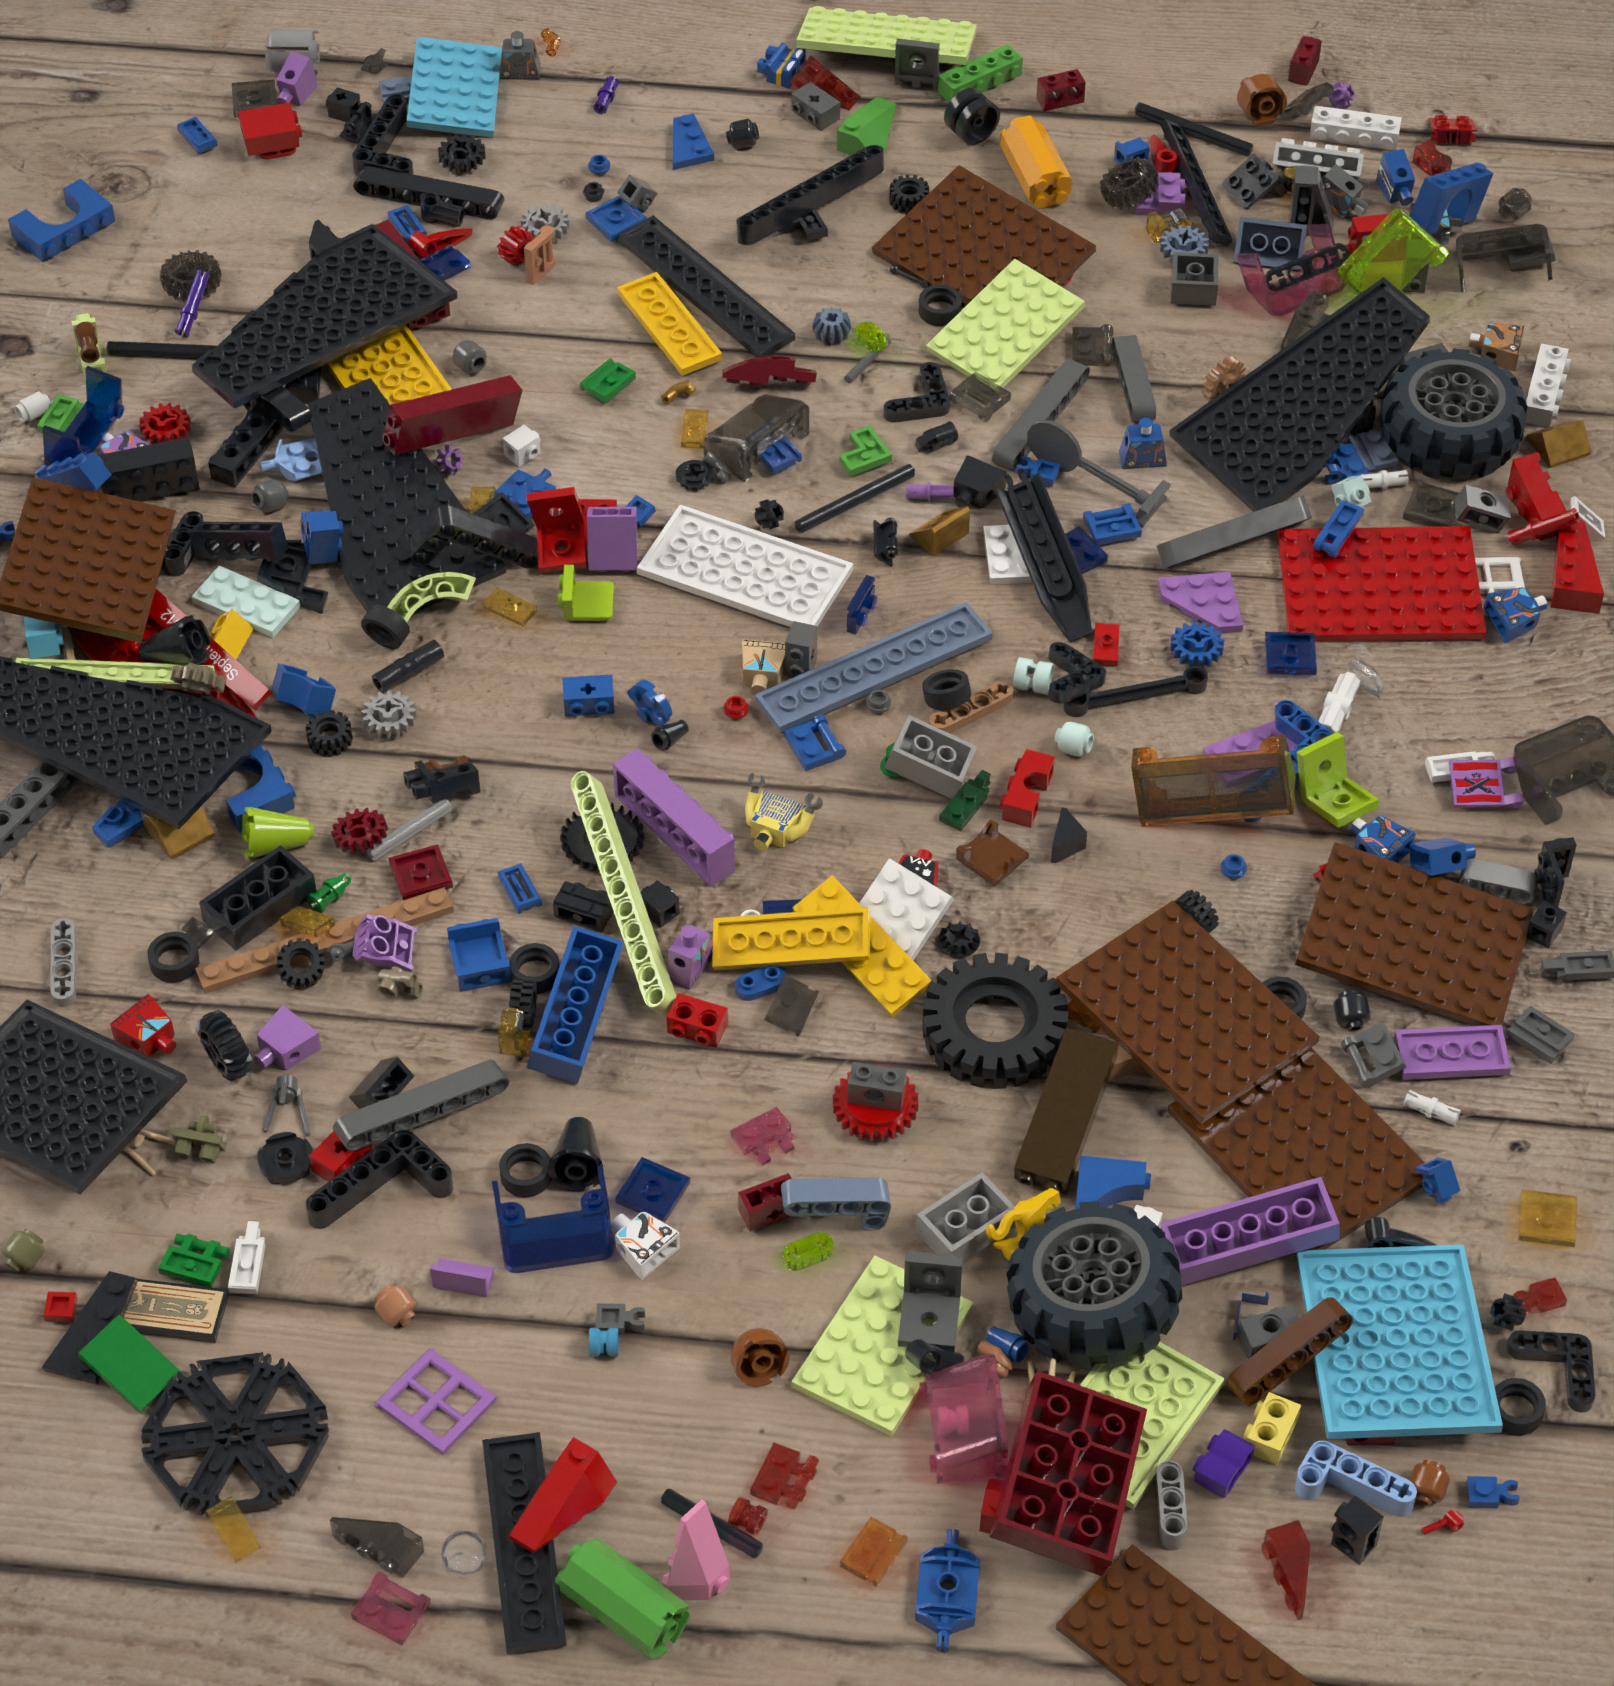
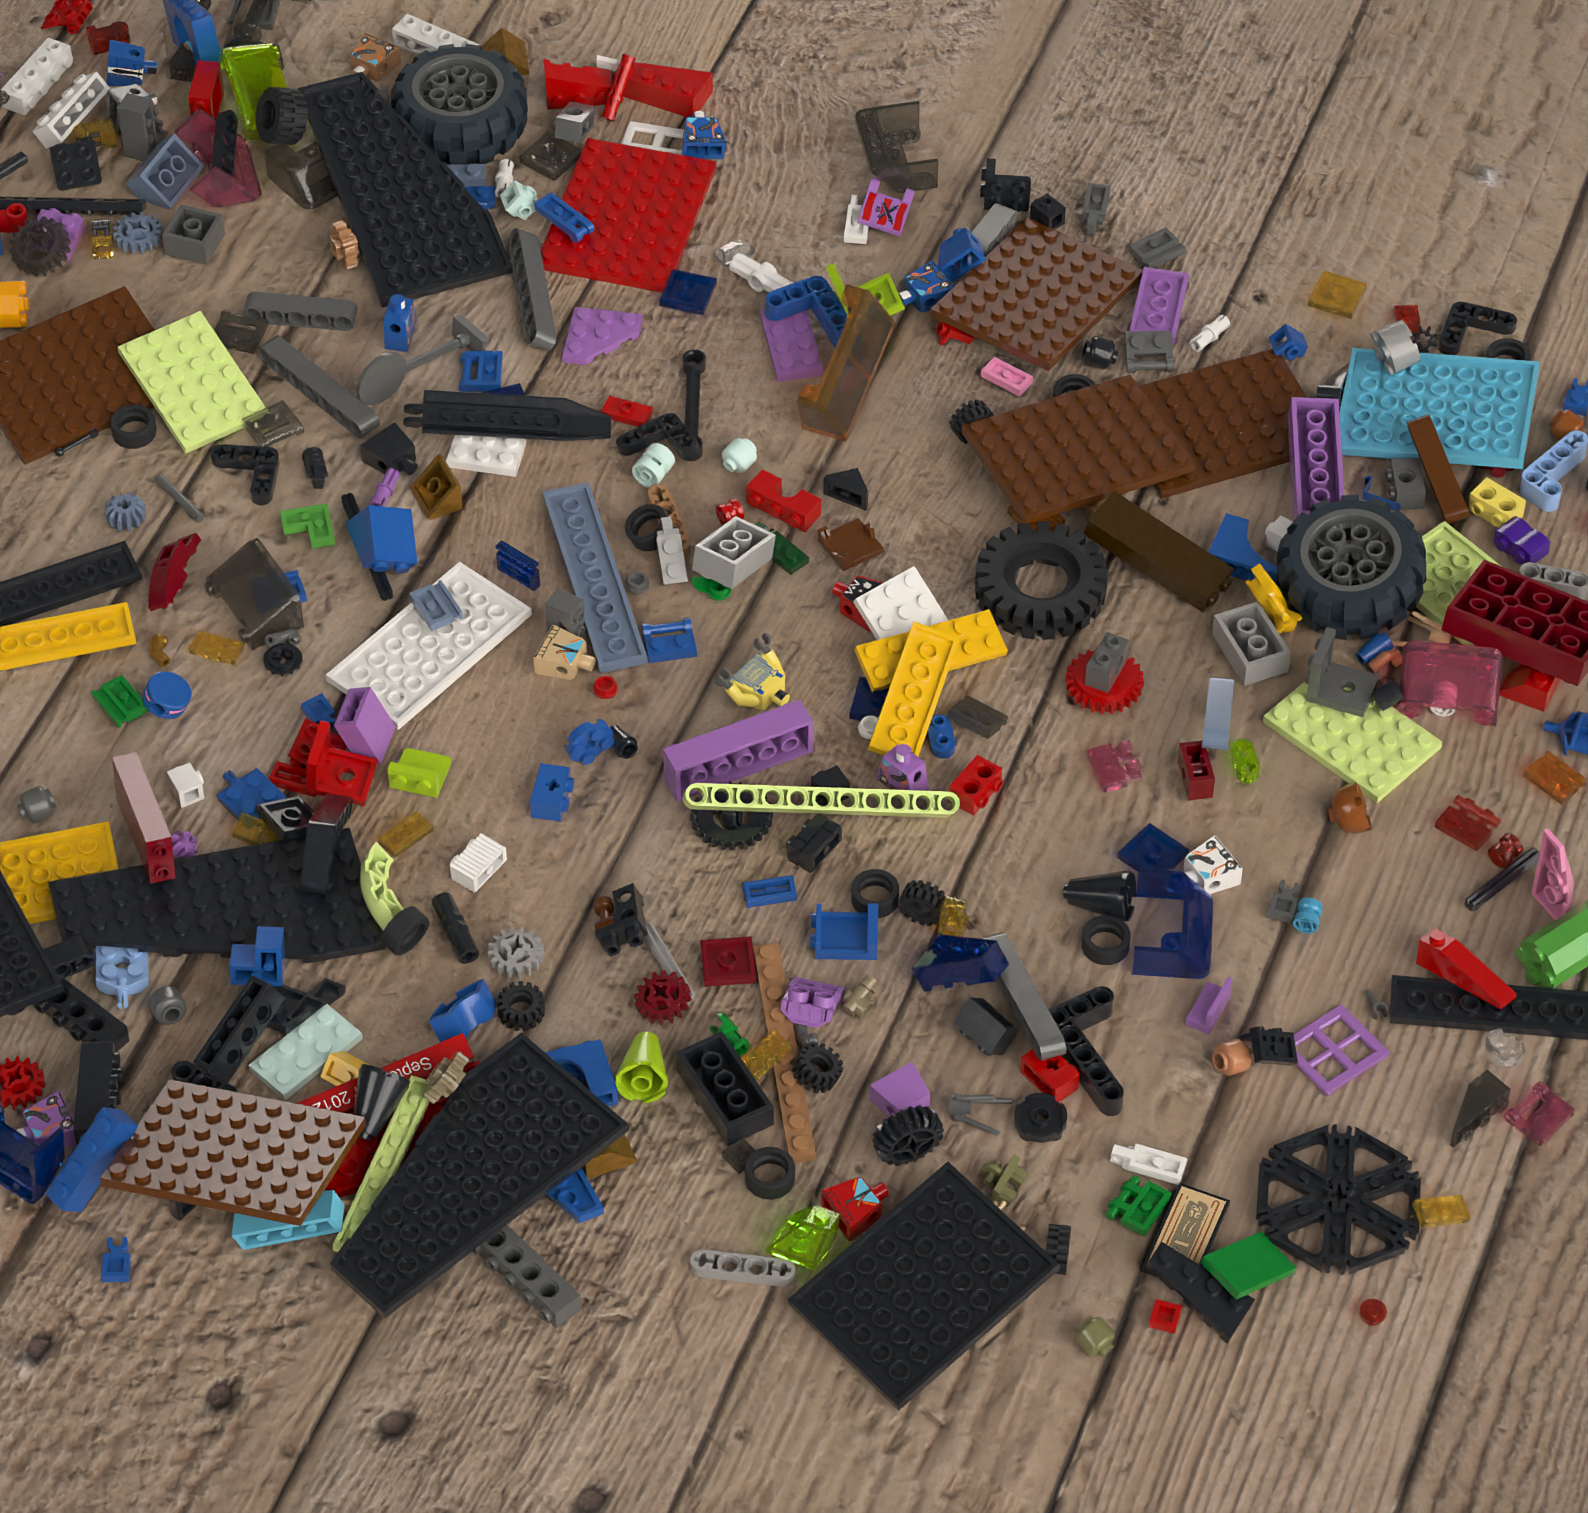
camera: 75 degrees left, 0 degrees up
(97, 998) = (805, 1236): none -> clear neon green slope
(98, 1489) = (1373, 1312): none -> clear red plate
(115, 1195) = (1058, 1245): none -> black tyre
(410, 1333) = (1271, 1046): none -> black bracket
(450, 1043) = (959, 960): none -> clear blue wedge
(488, 663) = (477, 862): none -> white brick
(502, 1429) = (1382, 1006): none -> dark grey hand
(575, 1005) = (925, 855): blue brick -> none
(618, 405) = (166, 695): none -> blue head
(769, 514) = (368, 610): black gear -> none
(783, 555) = (436, 605): none -> sand blue plate
(849, 499) = (384, 538): none -> blue slope
(871, 336) = (155, 485): clear neon green beam -> none
(885, 541) = (448, 533): black hinge -> none
(920, 706) = (671, 554): none -> light grey hinge
(961, 947) = (947, 589): black gear -> none
(995, 749) = (729, 511): none -> red wheel
(1048, 470) = (392, 403): blue plate -> none
(1197, 644) = (656, 348): blue gear -> none
(1233, 866) = (917, 389): blue plate -> none
(1283, 937) = (1006, 376): none -> bright pink plate
(1350, 280) = (281, 116): none -> black tyre
(1456, 1271) = (1395, 347): none -> light grey brick

